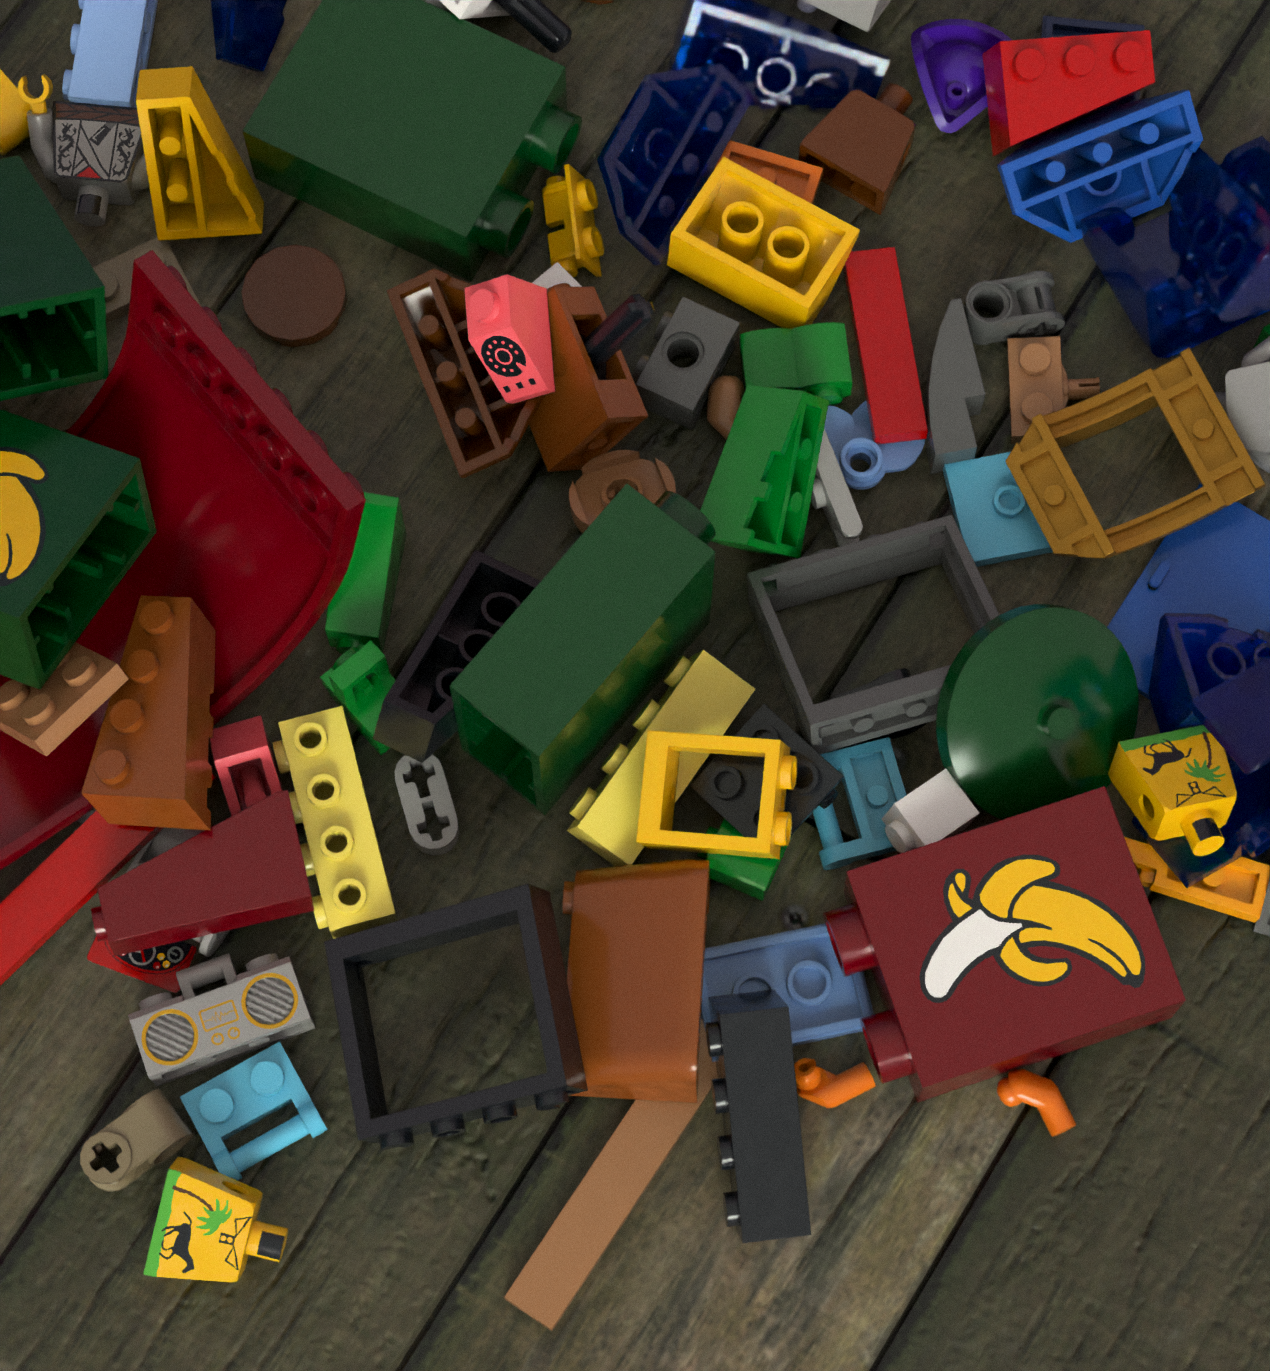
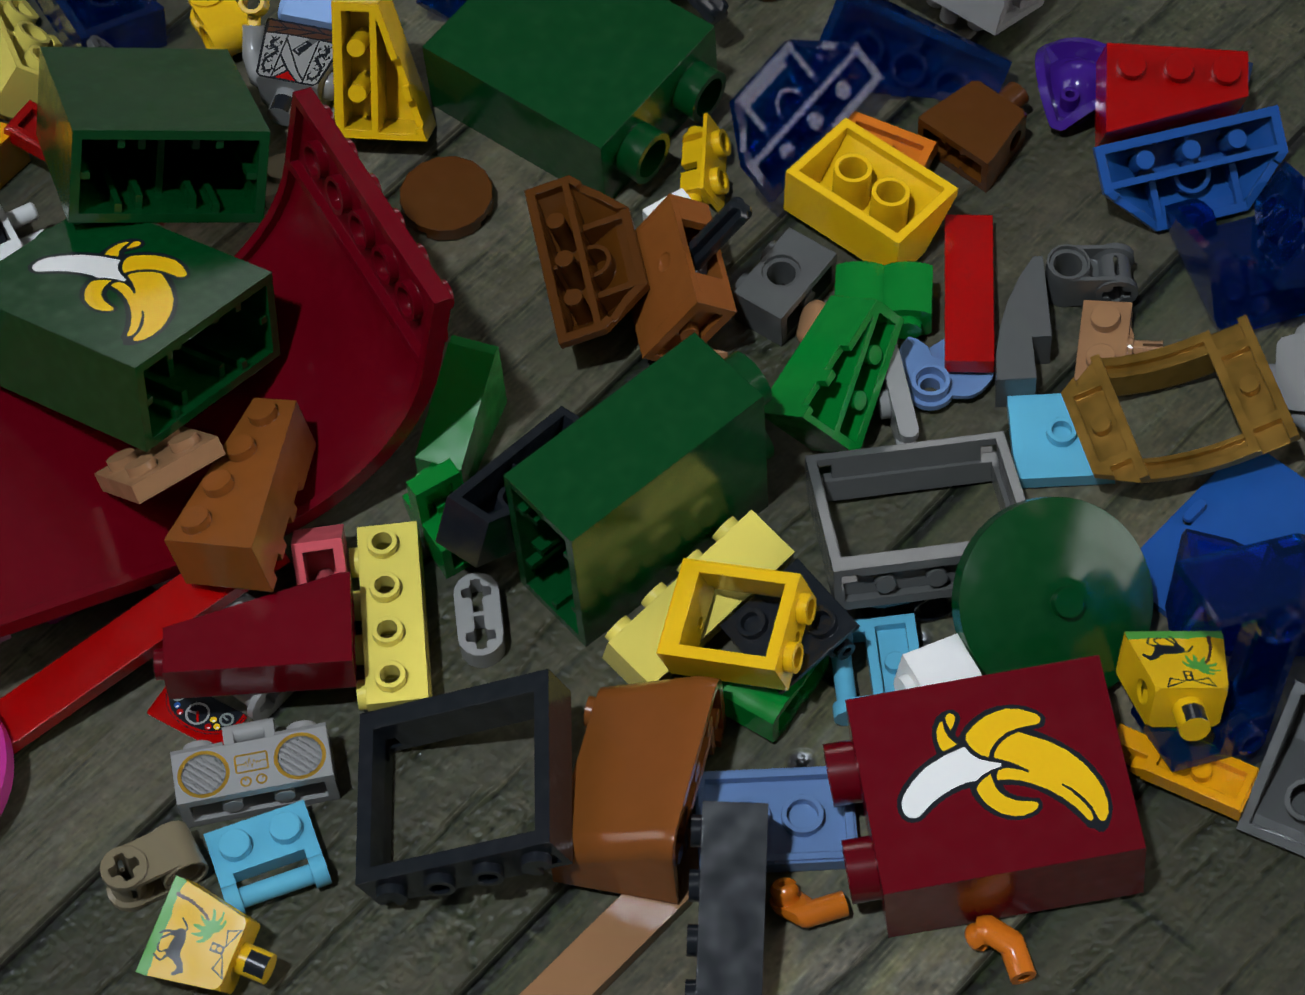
camera: 15 degrees right, 15 degrees down
(512, 335) = (625, 228): coral slope -> none

